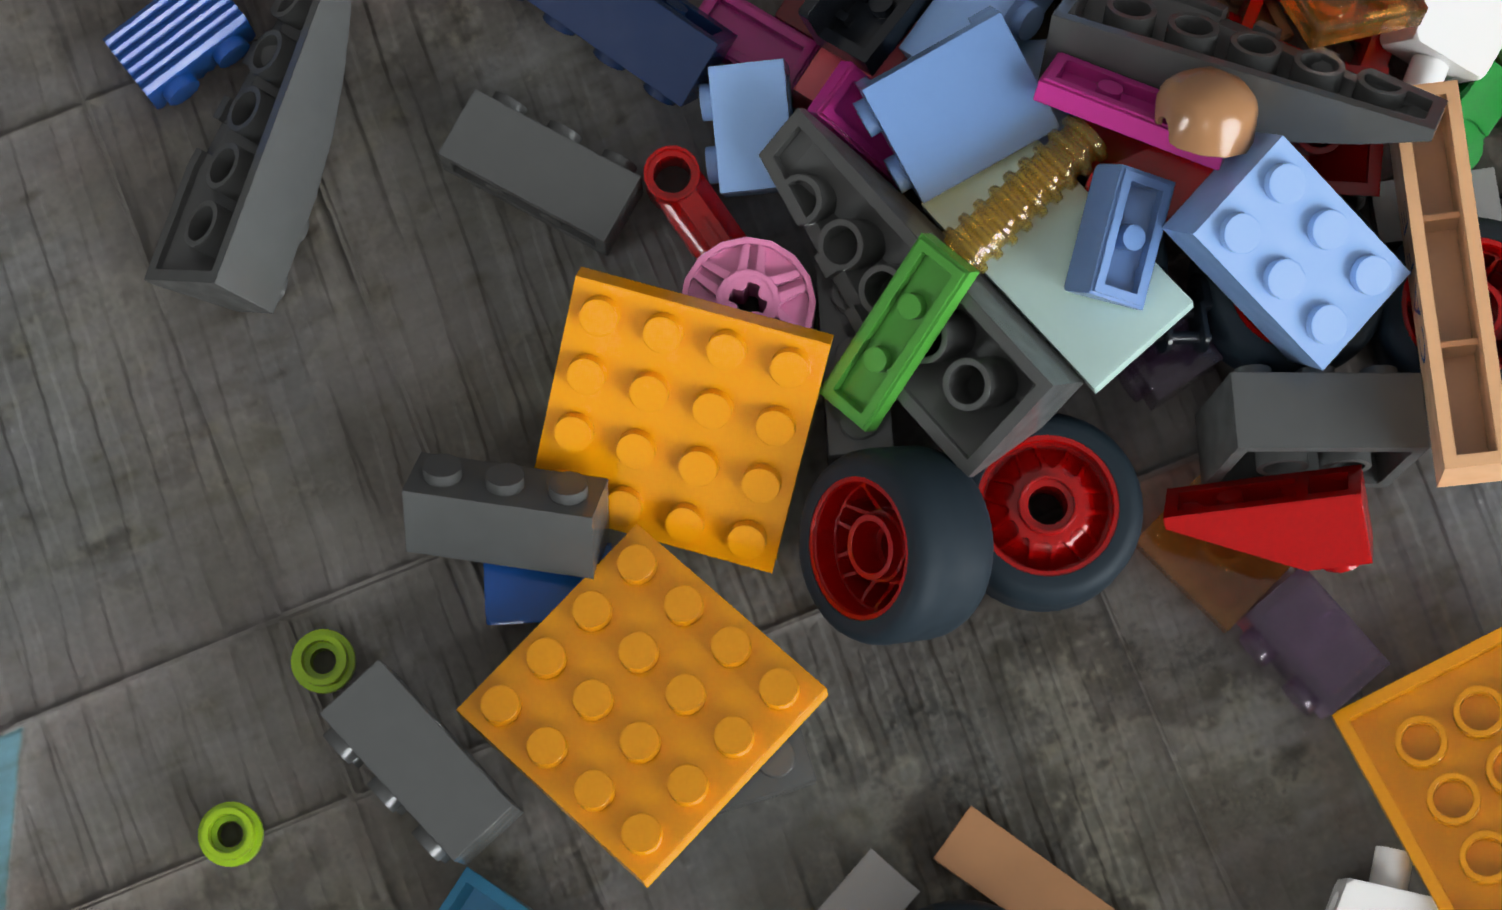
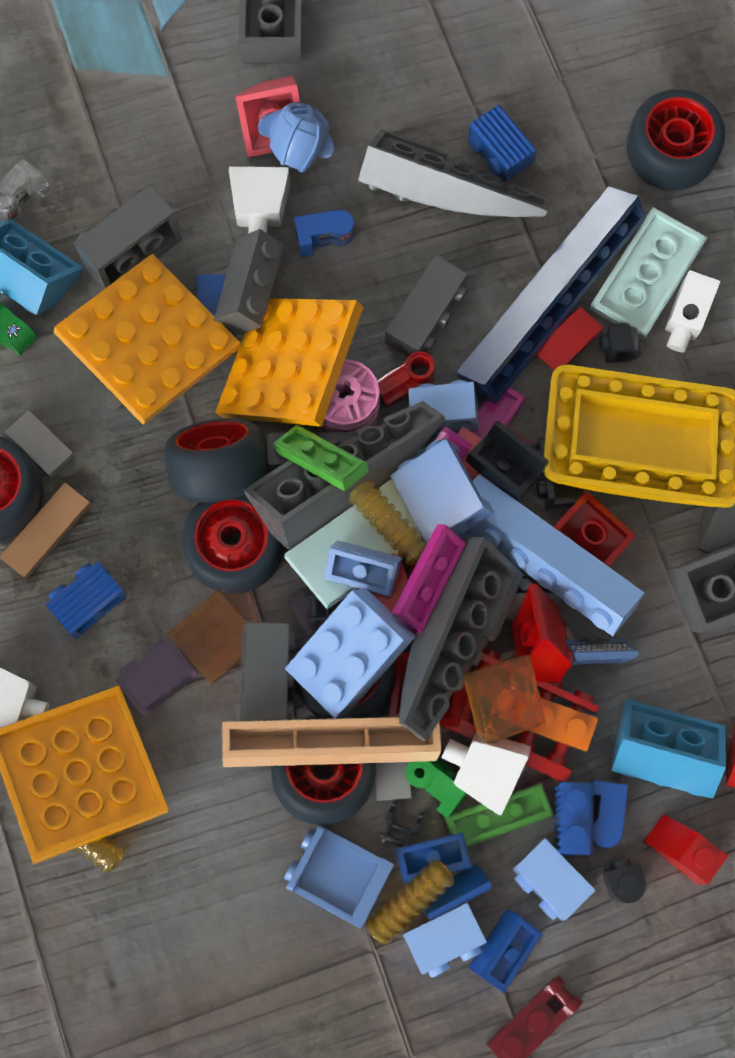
camera: 90 degrees right, 5 degrees down
(124, 494) = (259, 101): none -> coral slope
(194, 440) = (297, 135): none -> medium blue piece
(211, 828) = (106, 155): lime plate -> none
(307, 649) = (187, 196): lime plate -> none
(311, 514) = (259, 196): none -> white torso
(371, 364) = (323, 229): none -> blue leg
(1169, 794) = (85, 599): none -> blue brick
(1208, 112) = (419, 605): medium nougat hair -> none
(1287, 518) = (217, 663): red slope -> none

